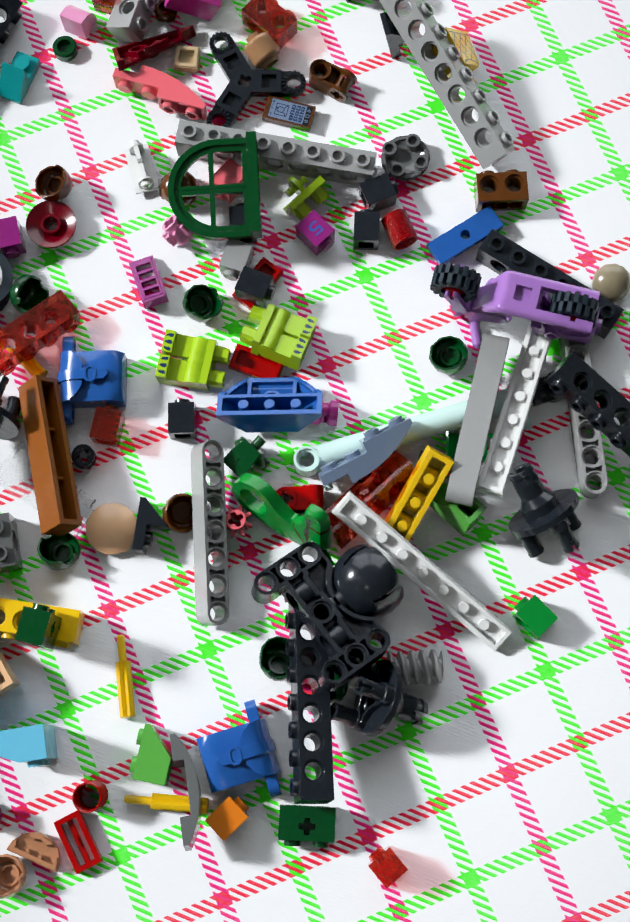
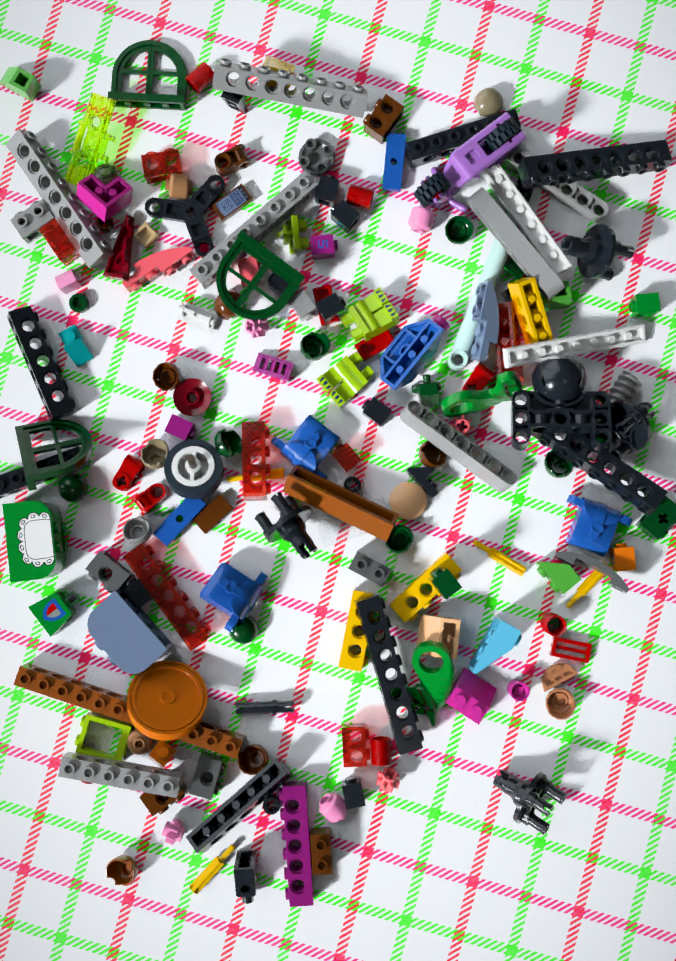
camera: 50 degrees left, 10 degrees up
(427, 308) = (421, 219): none -> bright pink head

